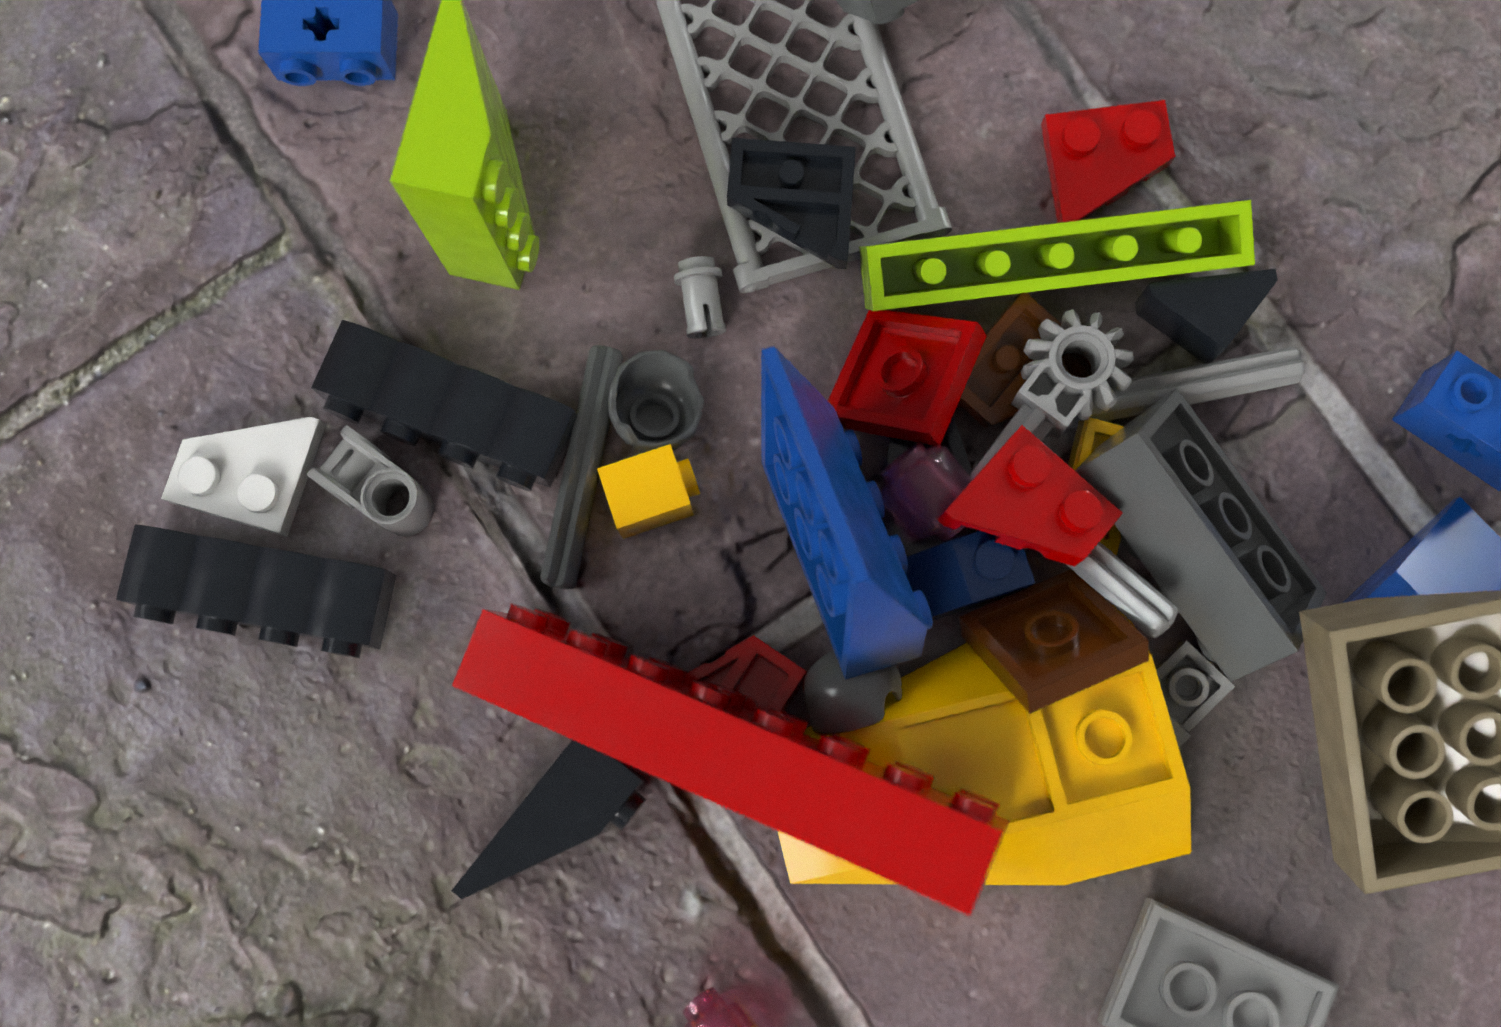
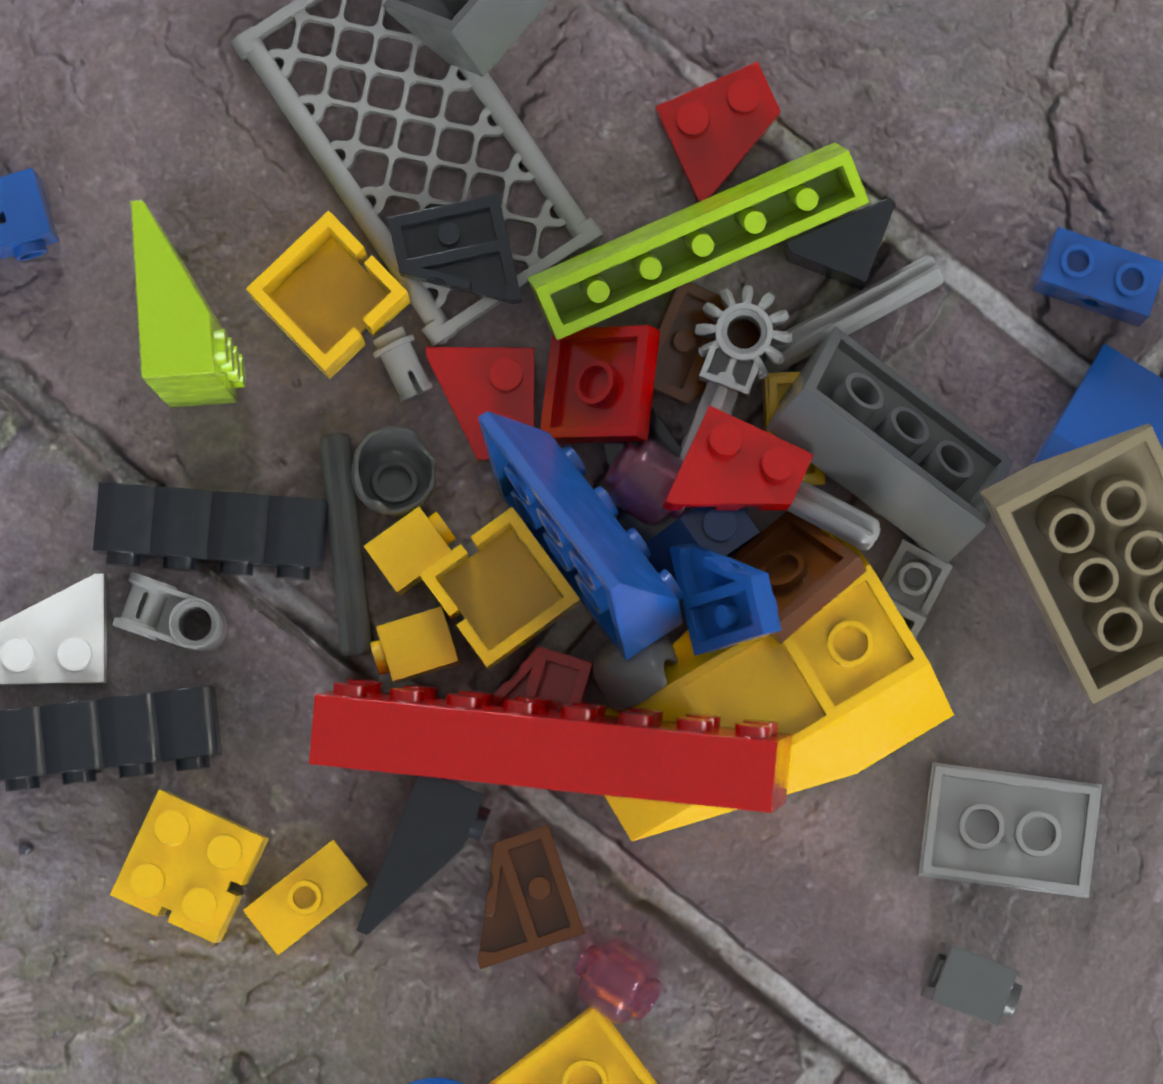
camera: 20 degrees left, 5 degrees up
(291, 754) = (187, 864): none -> yellow piece
(415, 832) = (305, 897): none -> yellow plate
(620, 594) = (415, 646): none -> yellow brick
(642, 200) = (326, 296): none -> yellow piece
(654, 914) = (526, 899): none -> reddish brown wing
(733, 564) = (503, 590): none -> yellow piece
(801, 335) = (485, 381): none -> red wing
(979, 643) = (722, 599): none -> blue wing

